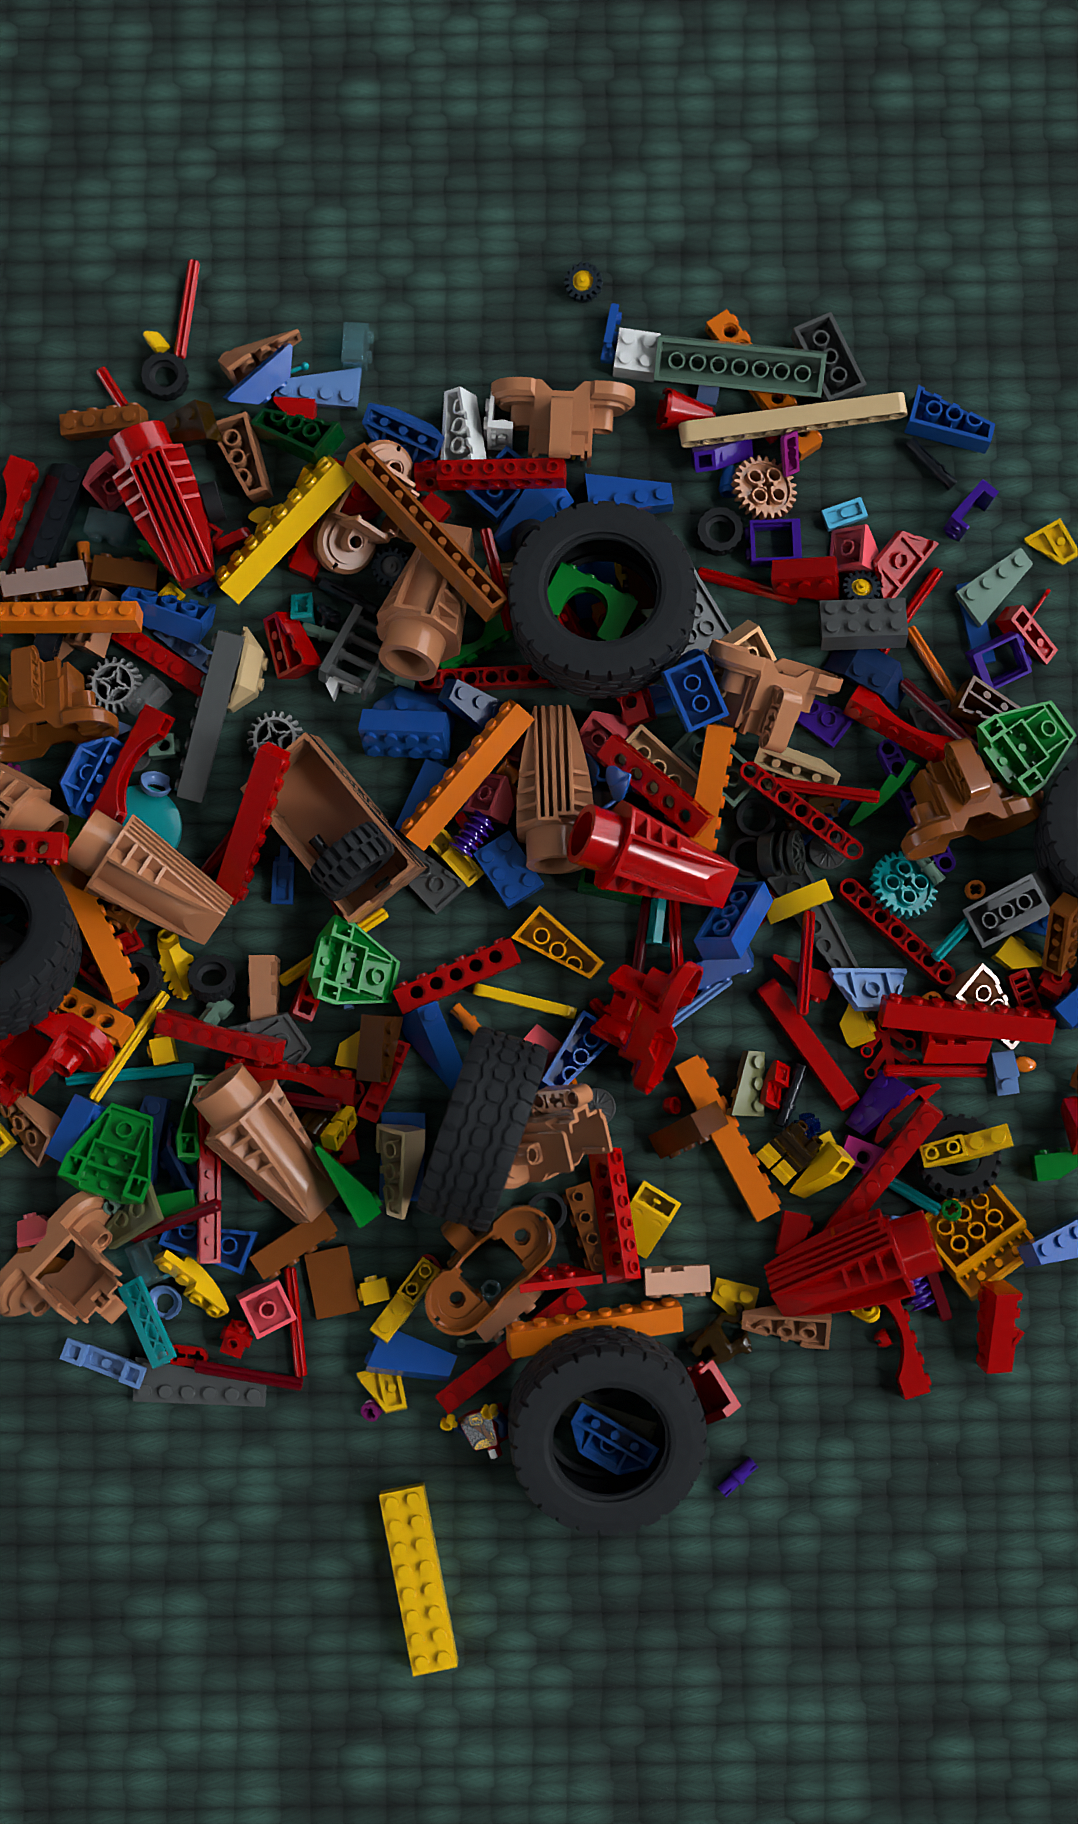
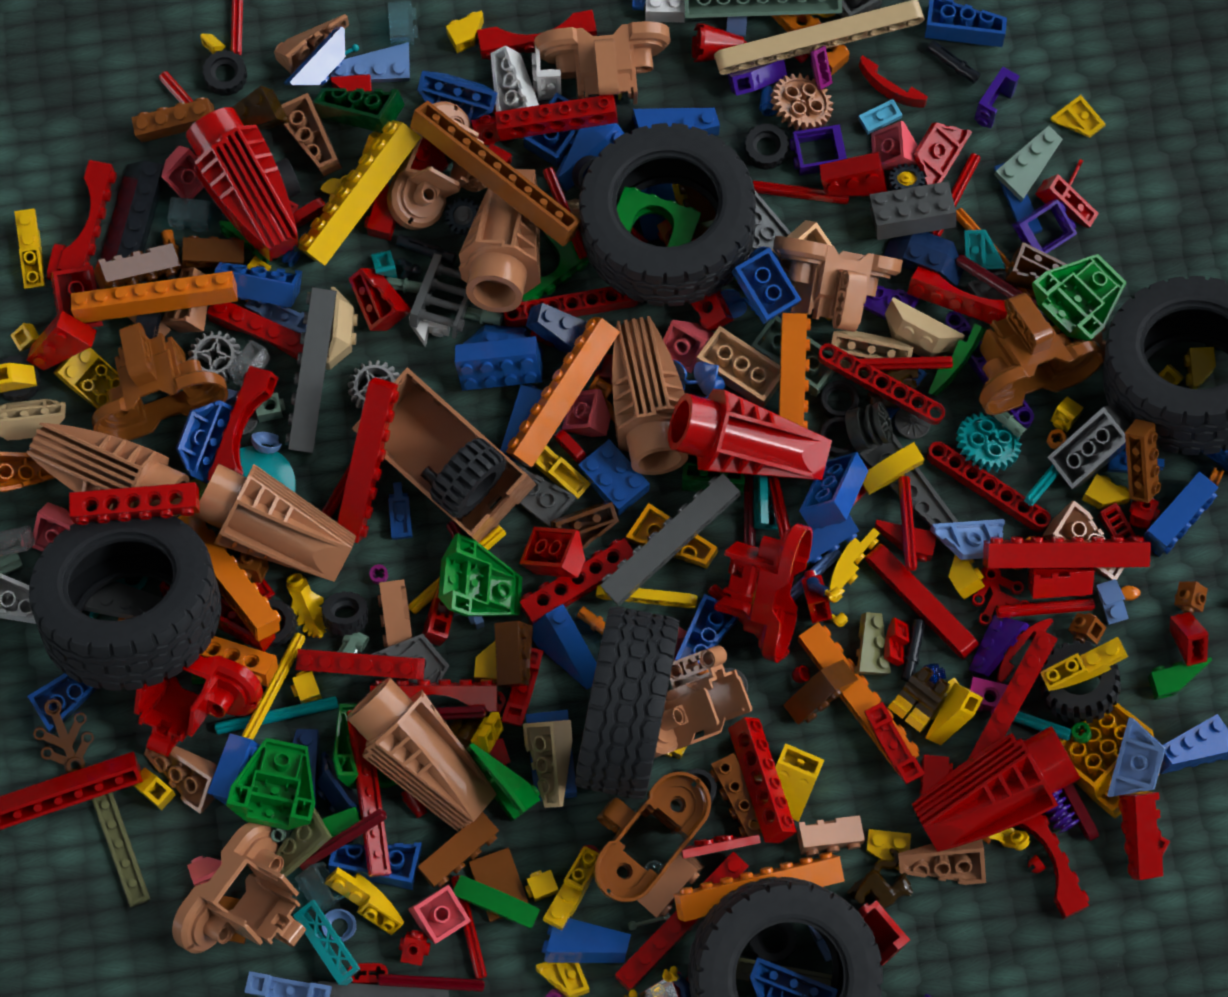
camera: 10 degrees left, 10 degrees down
(252, 946) = (379, 568): none -> magenta bush
(324, 1303) = (496, 901): none -> green slope
(422, 363) = (464, 31): none -> yellow slope
(434, 945) = (554, 552): none -> red slope
(451, 376) = (494, 38): none -> red arch
(469, 919) = (589, 522): none -> reddish brown wedge
(471, 834) = (574, 446): dark purple piece -> none
(556, 949) = (670, 539): none -> dark grey brick
(699, 816) = (787, 400): red brick -> none
(702, 1033) = (817, 599): none -> torso
(733, 1002) = (845, 569): none -> yellow slope
(755, 1197) = (893, 744): none -> red slope
(850, 756) = (920, 331): none -> tan wedge
(881, 498) = (911, 98): none -> red slope
(929, 676) = (982, 250): none -> teal wing
(974, 1098) = (1087, 628): none -> dark orange brick
(989, 866) = (1066, 414): none -> yellow slope
(1005, 1255) = (1137, 761): none -> medium blue wing

